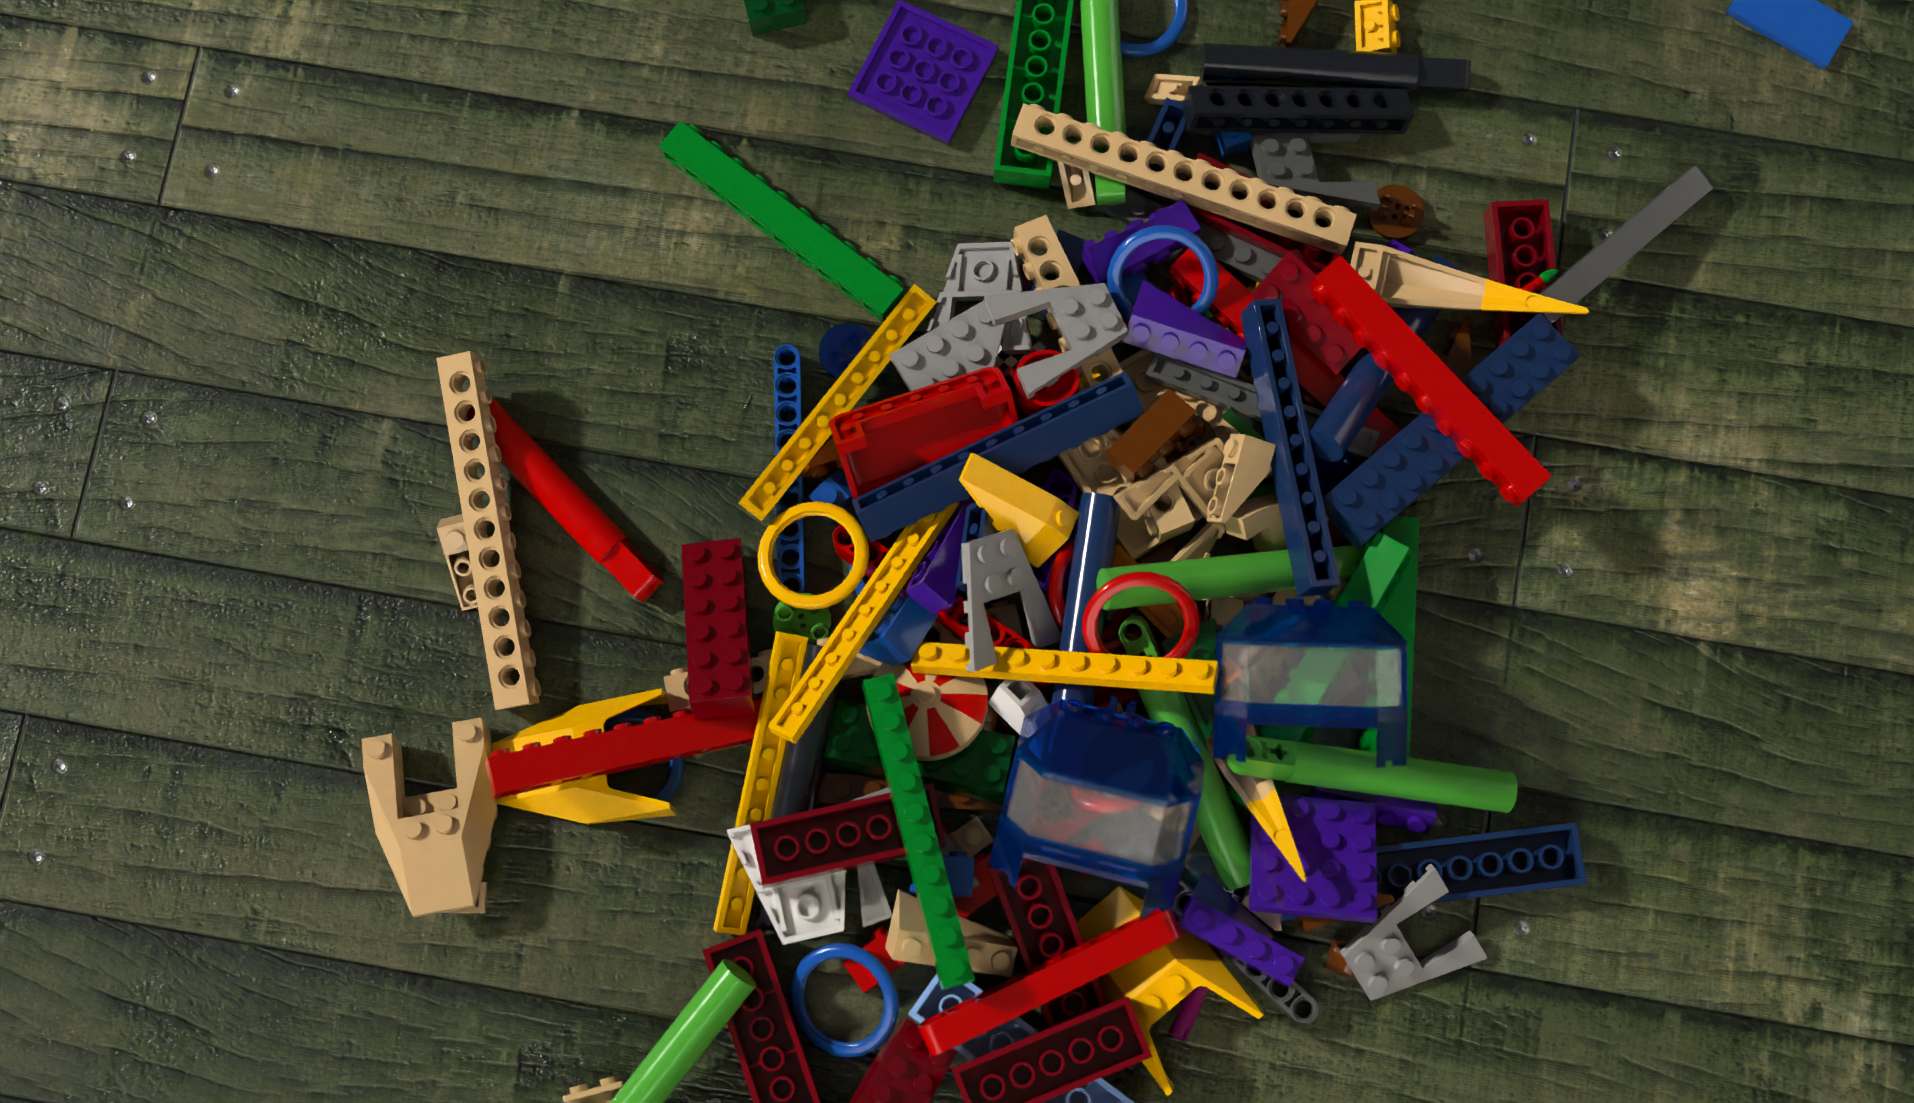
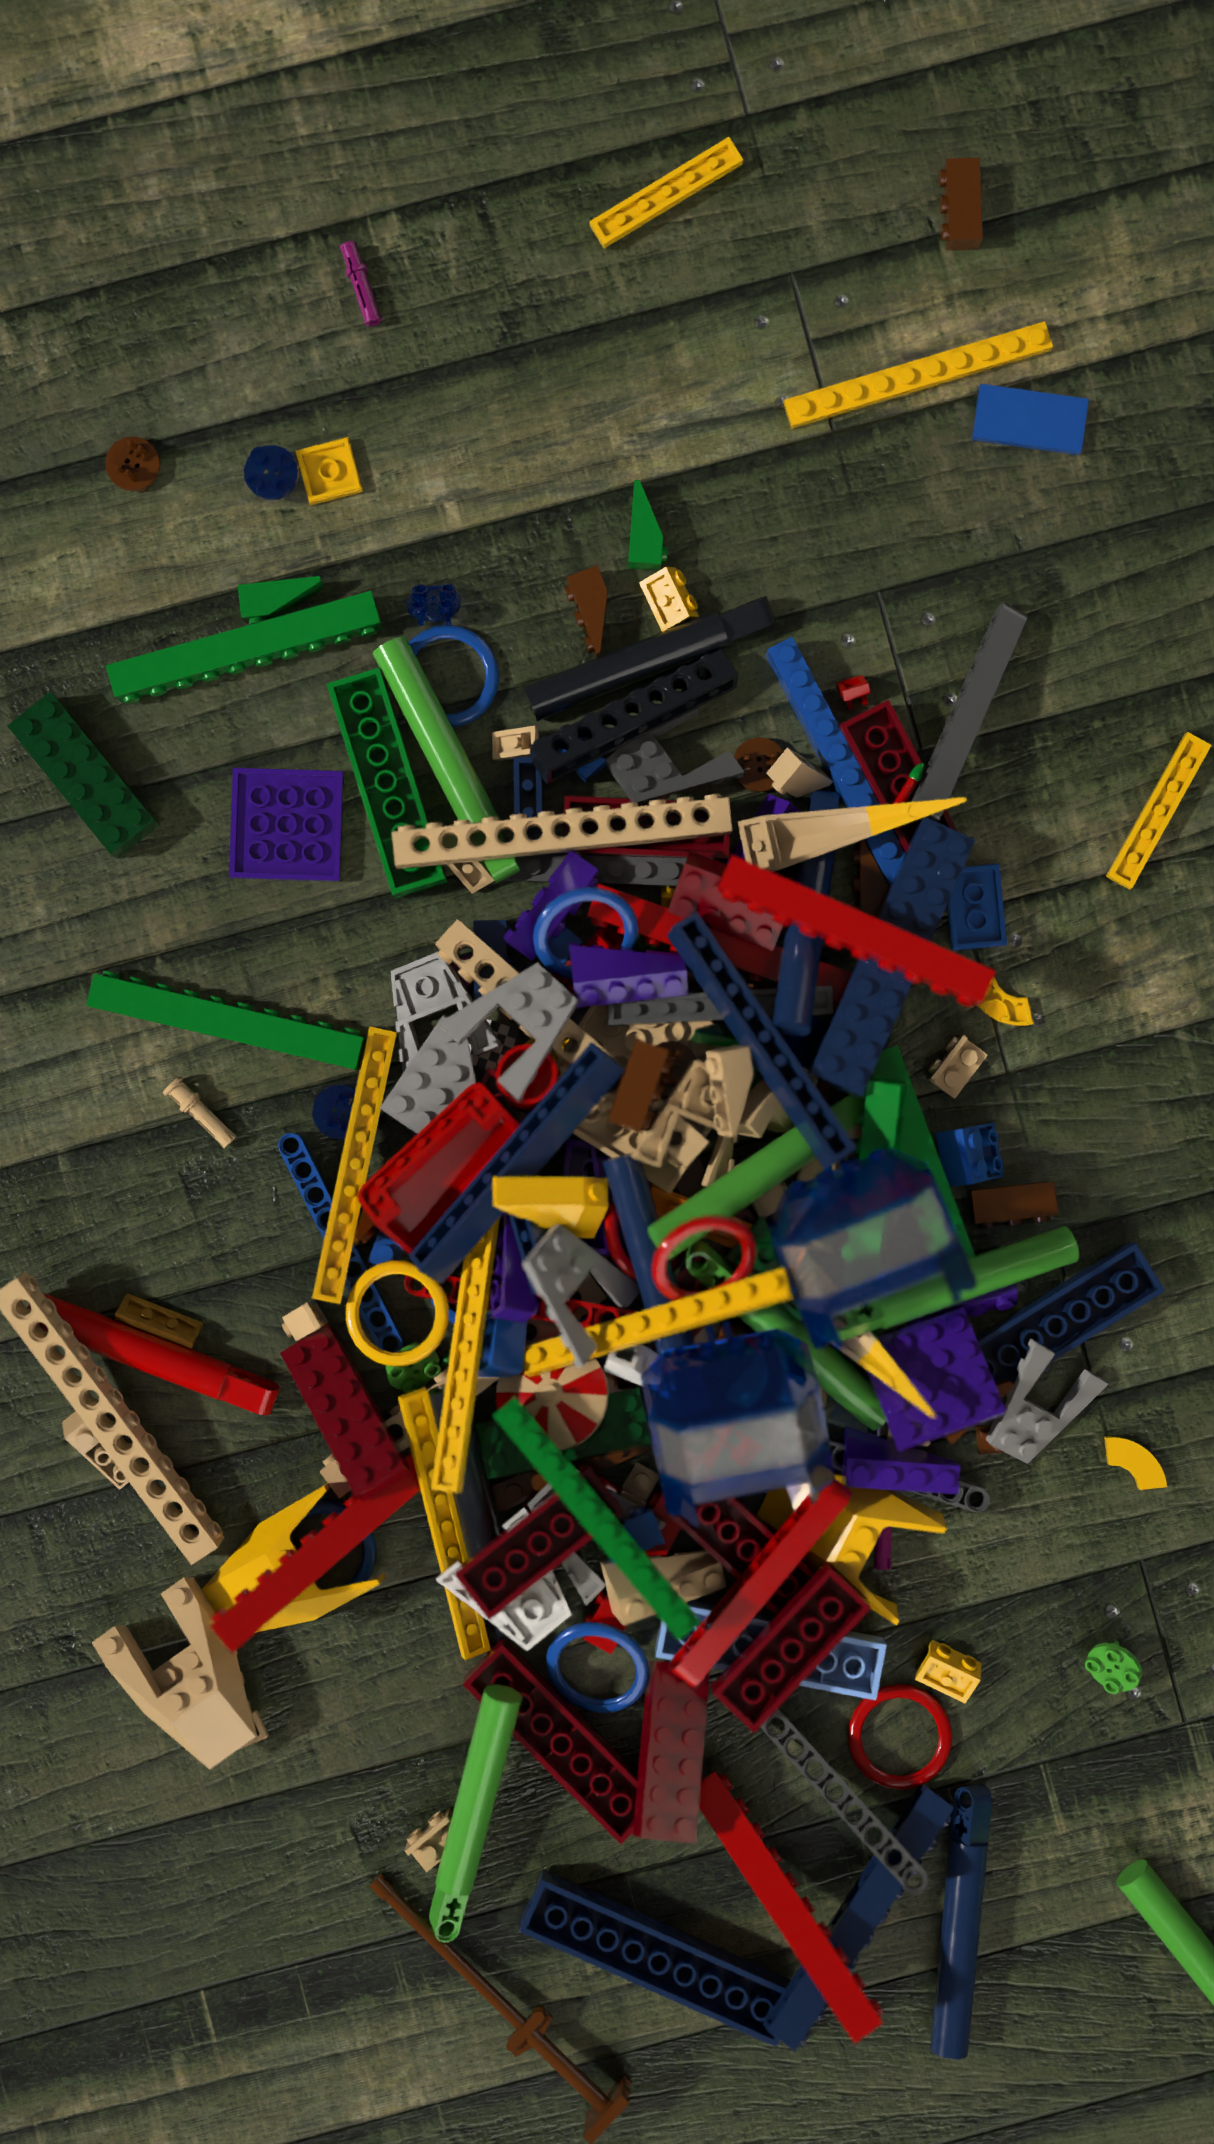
camera: 25 degrees left, 10 degrees up
(580, 466) = (159, 1321): none -> pearl gold plate
(711, 280) = (191, 1103): none -> tan pin
(718, 524) = (304, 1320): none -> tan slope
(1429, 231) = (797, 775): none -> tan slope
(1444, 665) = (970, 1154): none -> blue slope
(1466, 576) = (956, 1066): none -> tan bracket
(1466, 732) = (1012, 1204): none -> reddish brown brick
(1472, 219) = (831, 747): none -> blue brick
(1484, 1051) = (1136, 1460): none -> yellow tile
(1516, 181) = (853, 688): none -> red tile
(1533, 537) = (1005, 1007): none -> yellow tile
(1552, 431) = (977, 909): none -> blue tile
(1768, 422) = (1158, 810): none -> yellow plate

